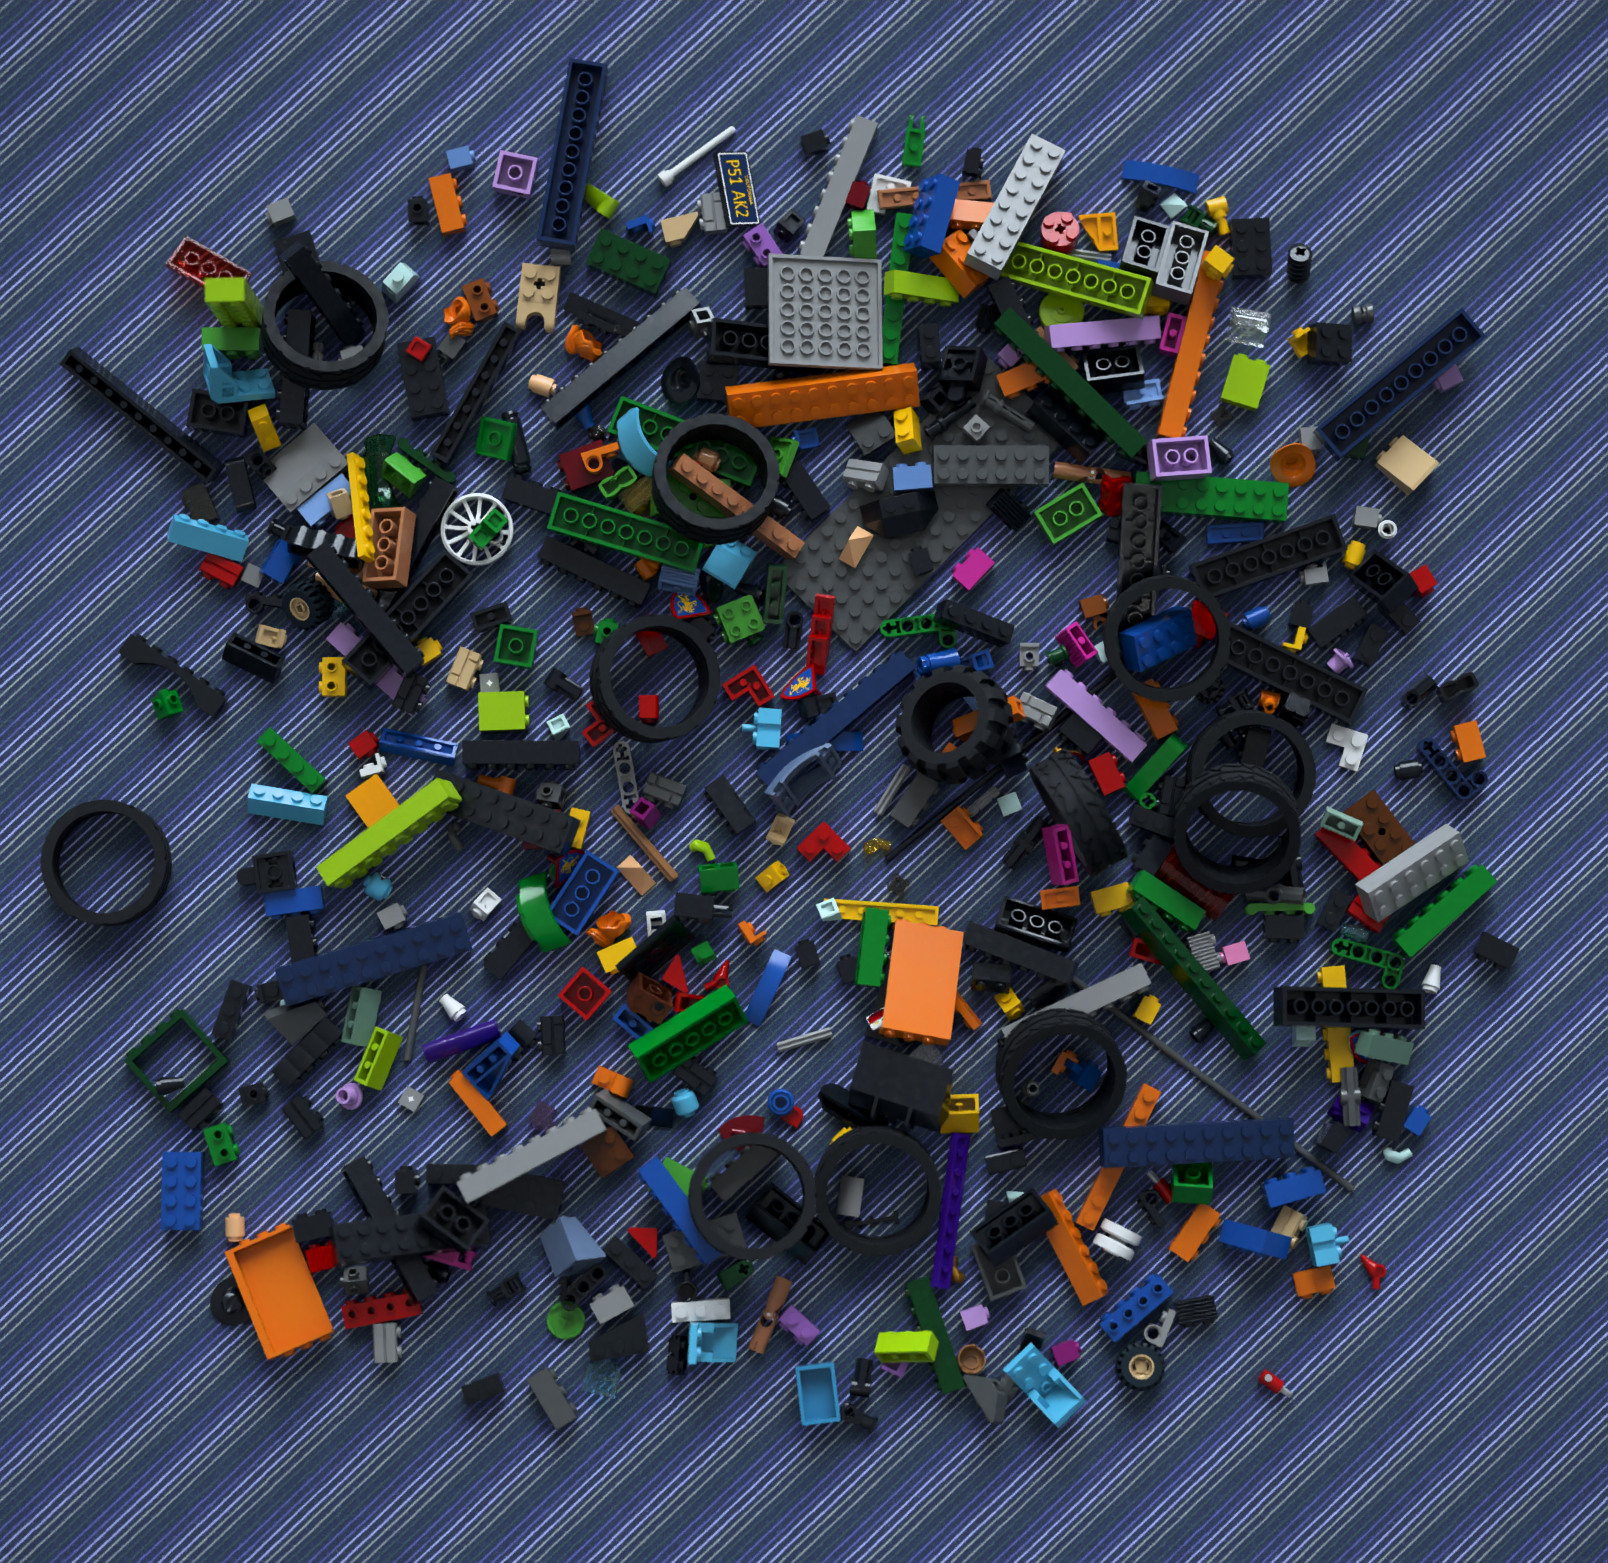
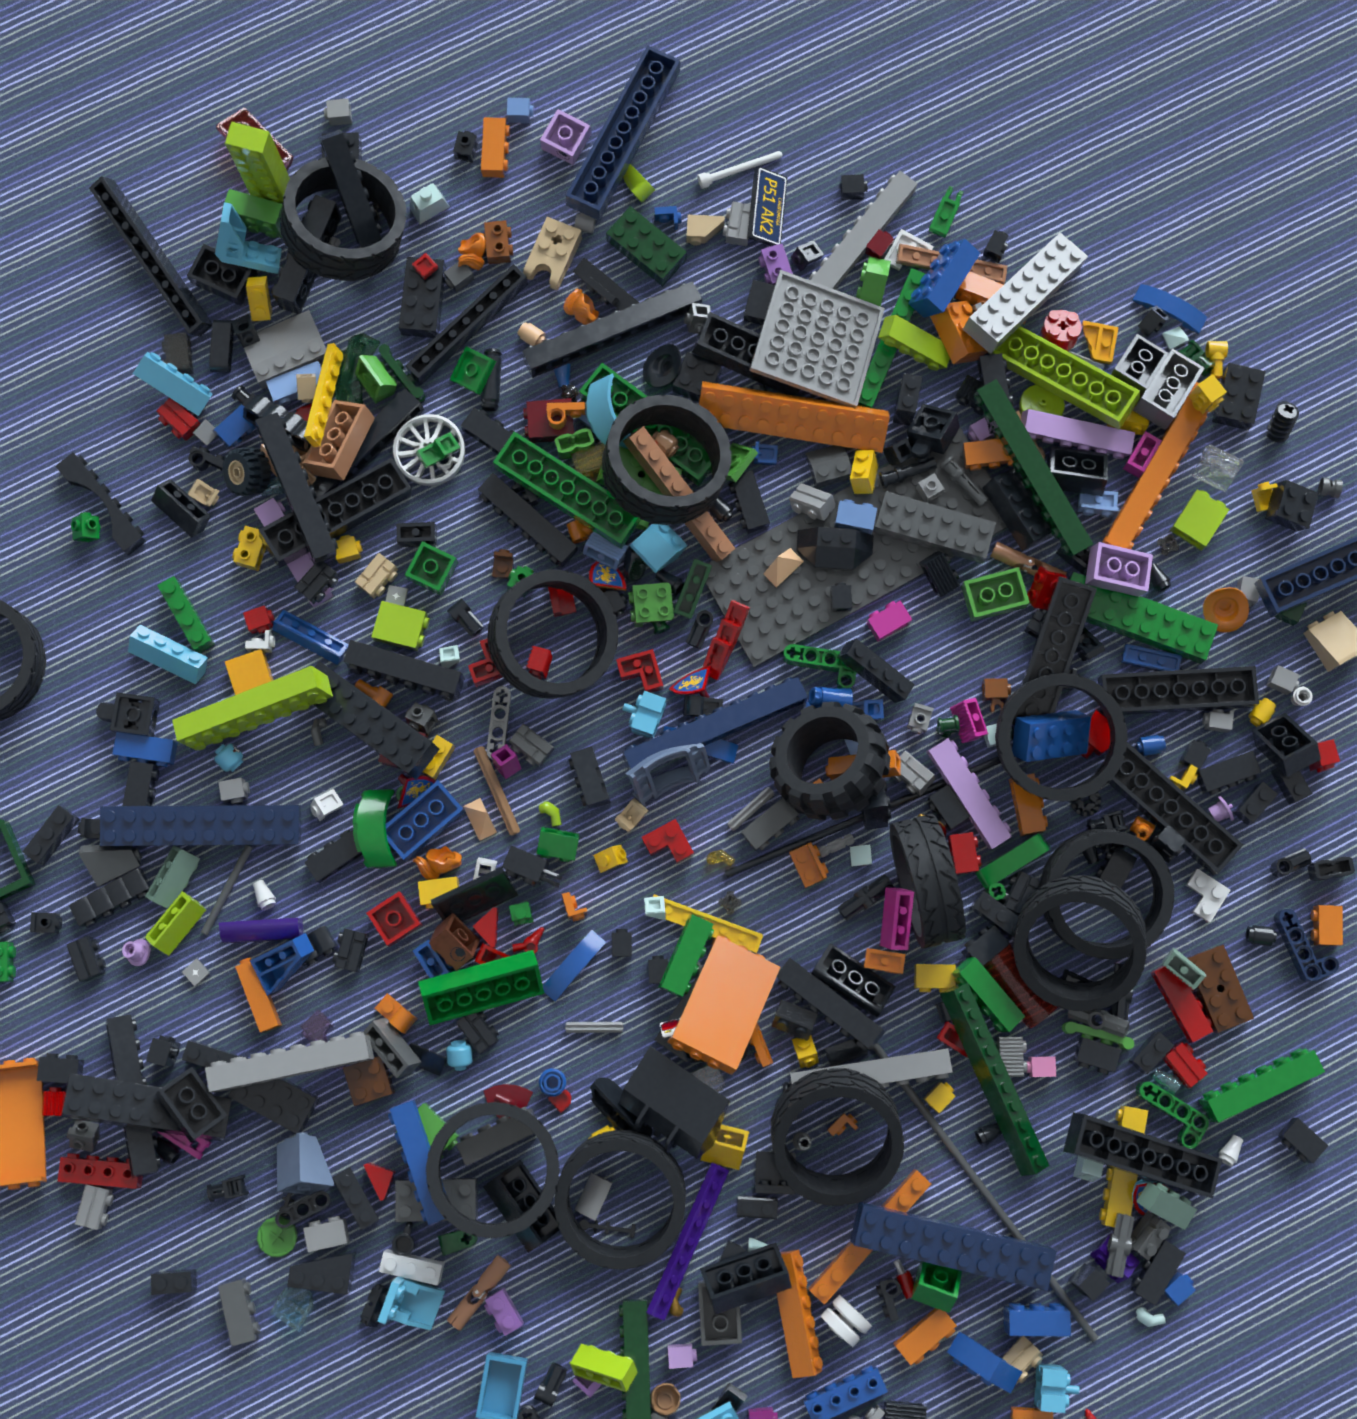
camera: 20 degrees right, 5 degrees down
(1084, 1073) = (859, 1142): blue brick -> none
(1412, 872) = (1240, 1038): light grey brick -> none

